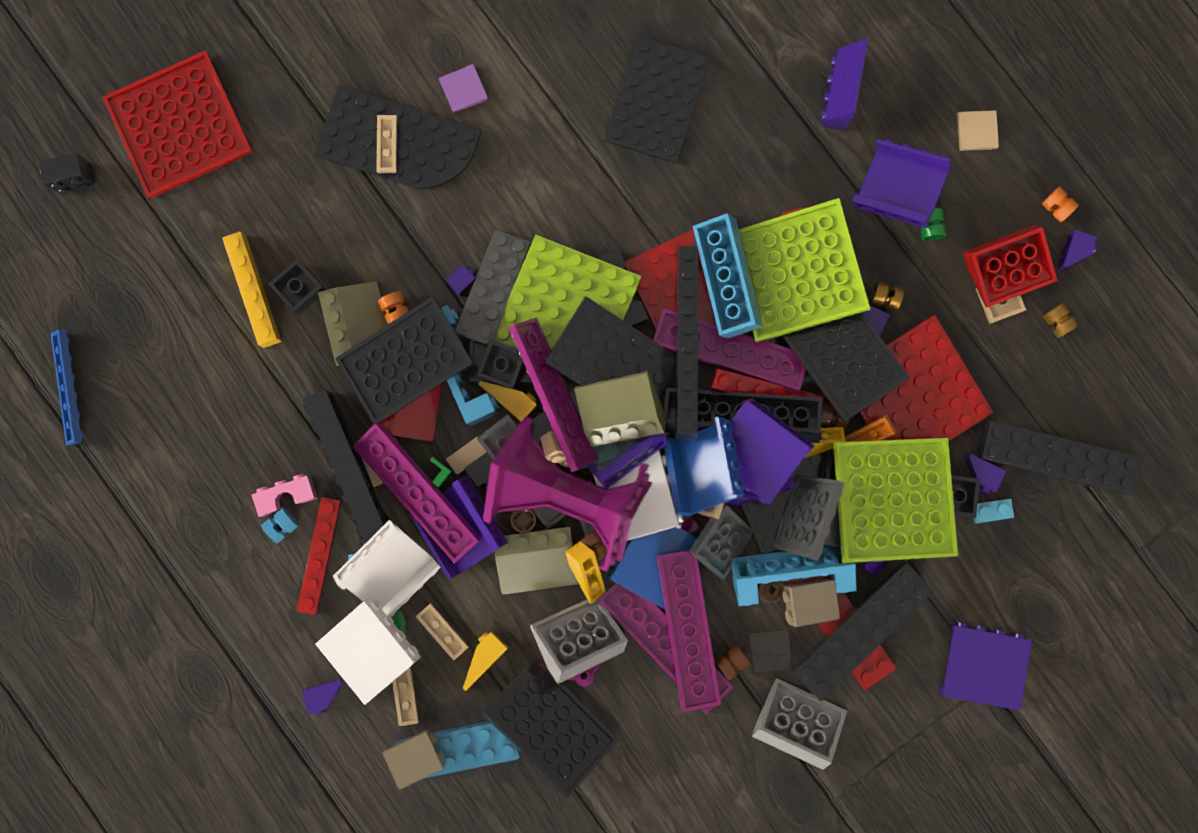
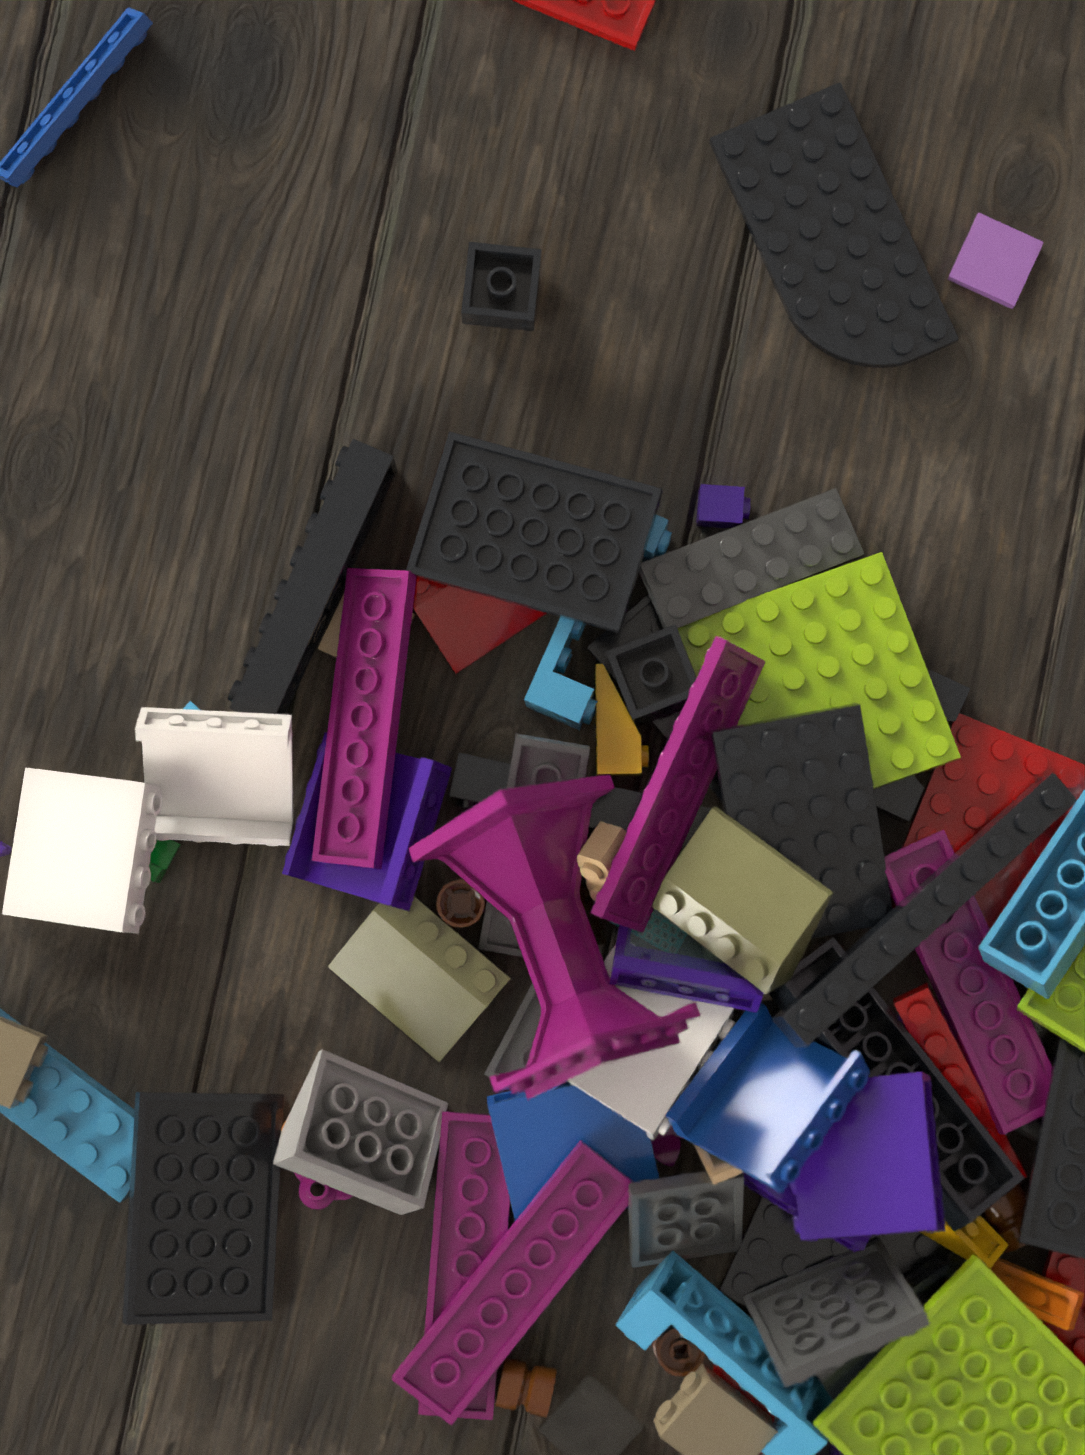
camera: 45 degrees right, 0 degrees up
(251, 289) = (440, 226): yellow brick -> none
(268, 500) = (166, 518): bright pink arch -> none
(285, 521) = (159, 569): dark azure wheel -> none
(319, 555) = (153, 660): red plate -> none
(351, 315) = (531, 398): olive slope -> none
(386, 144) = (818, 226): tan plate -> none
(392, 302) = (599, 437): orange wheel -> none
(405, 698) = (60, 965): tan plate -> none
(442, 631) = (201, 930): tan plate -> none
(445, 474) = (422, 734): green panel -> none
(466, 455) = (478, 739): tan tile -> none
(486, 653) = (225, 1022): yellow slope -> none
(586, 570) = (468, 1059): yellow slope -> none
(596, 544) = (517, 1040): reddish brown wheel -> none

